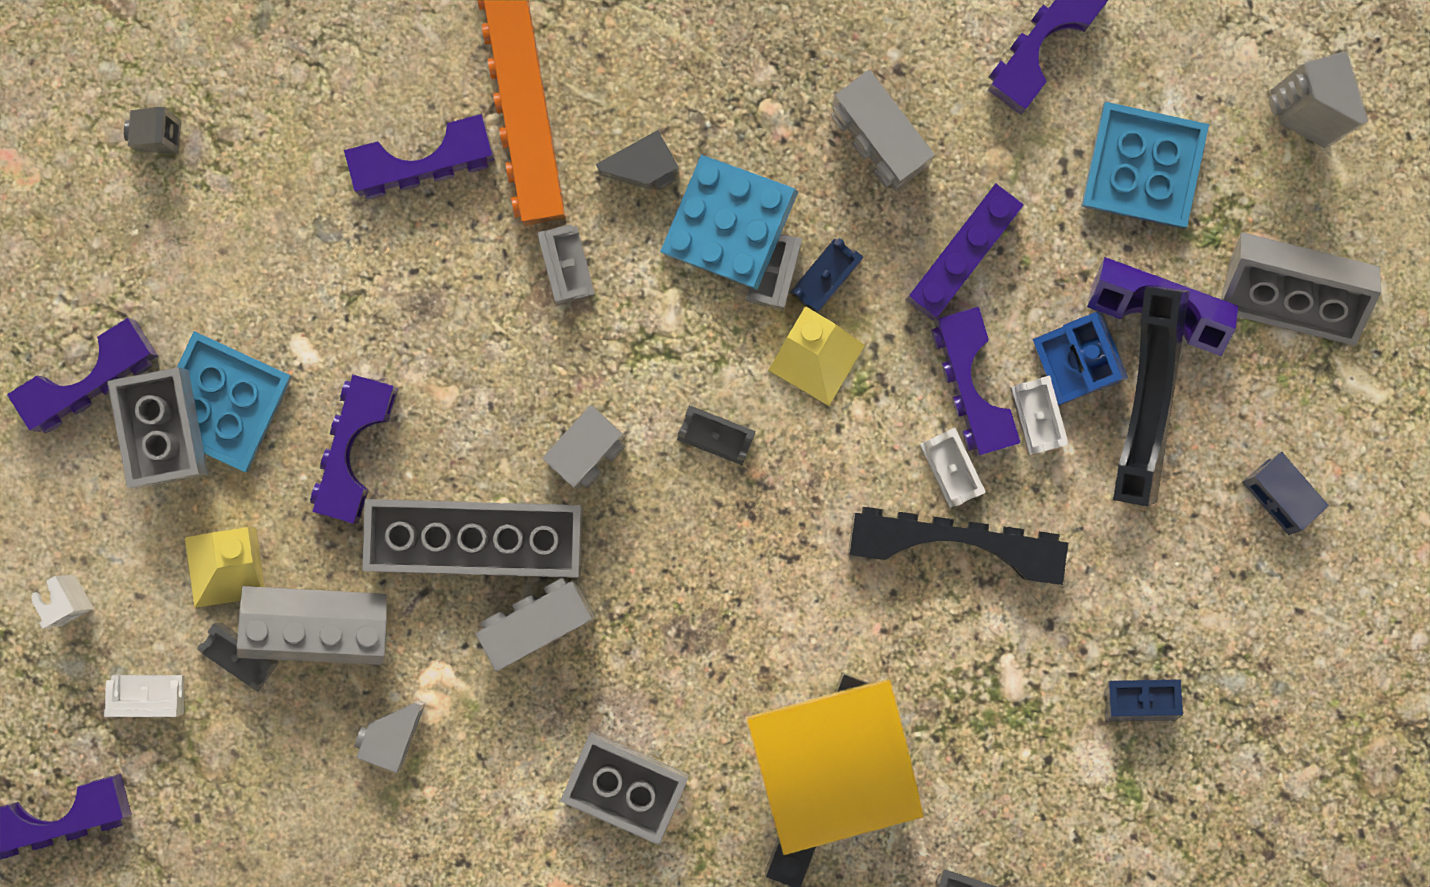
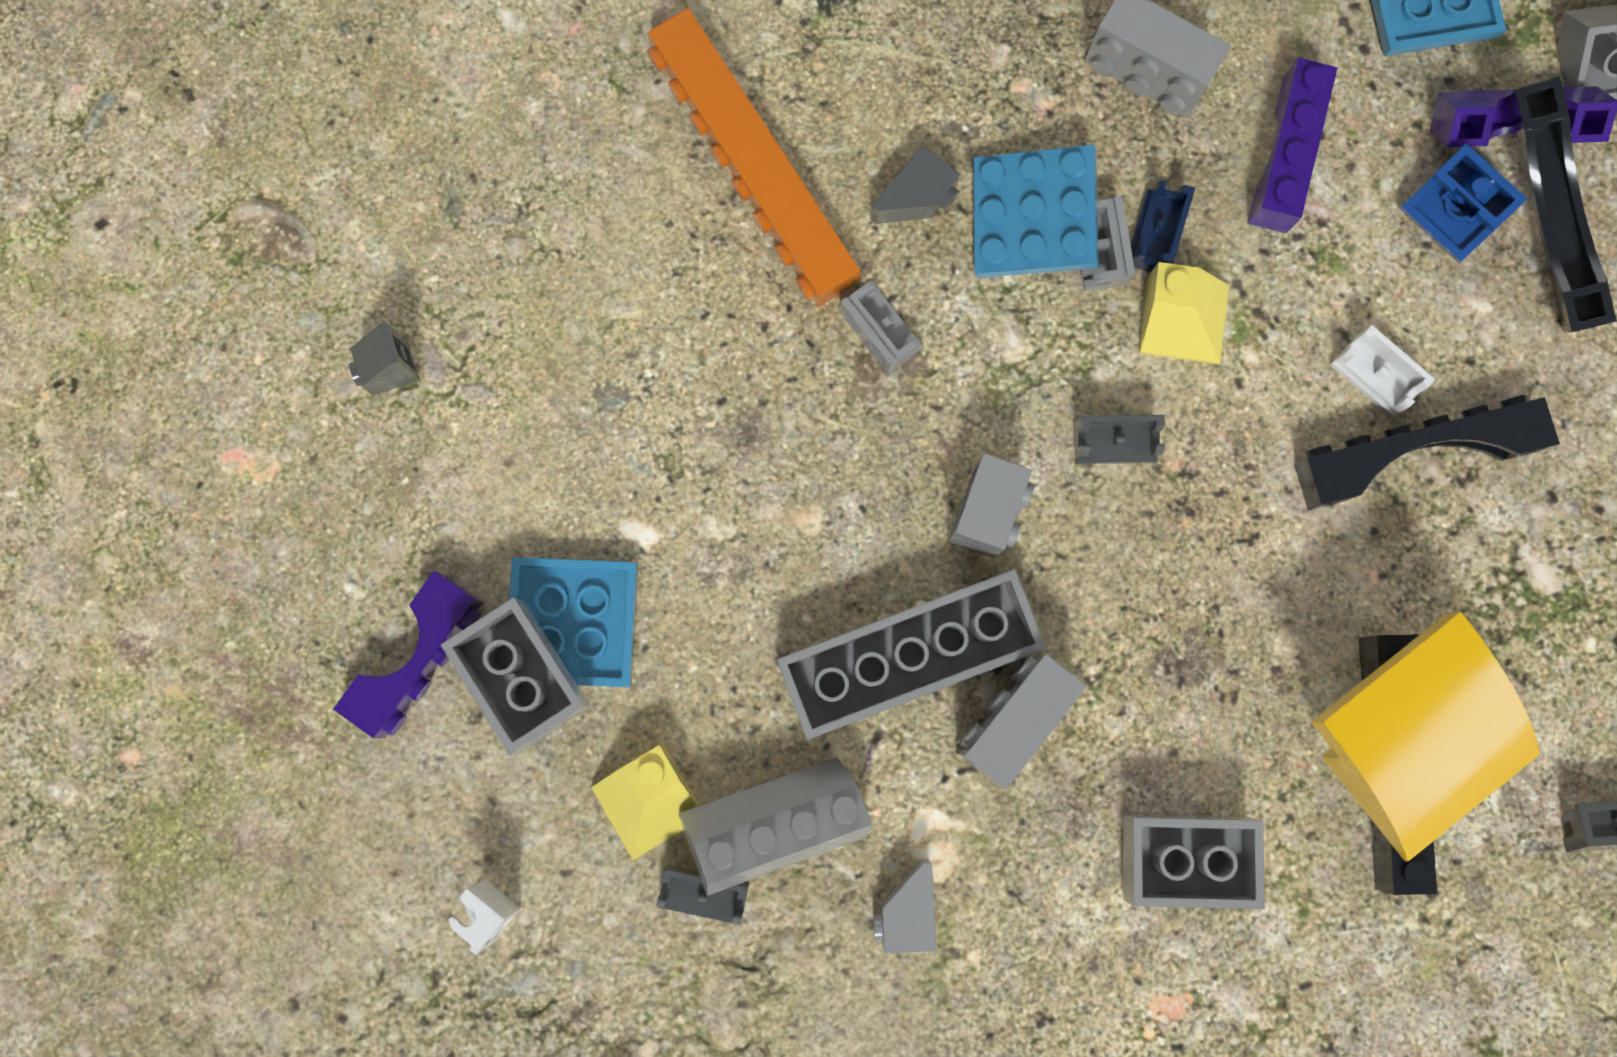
camera: 30 degrees left, 5 degrees down
(144, 696) = (618, 983): white hinge -> none
(340, 491) = (731, 561): dark purple arch -> none
(463, 147) = (643, 306): dark purple arch -> none
(987, 425) = (1330, 242): dark purple arch -> none
(1039, 415) = (1447, 281): white hinge -> none

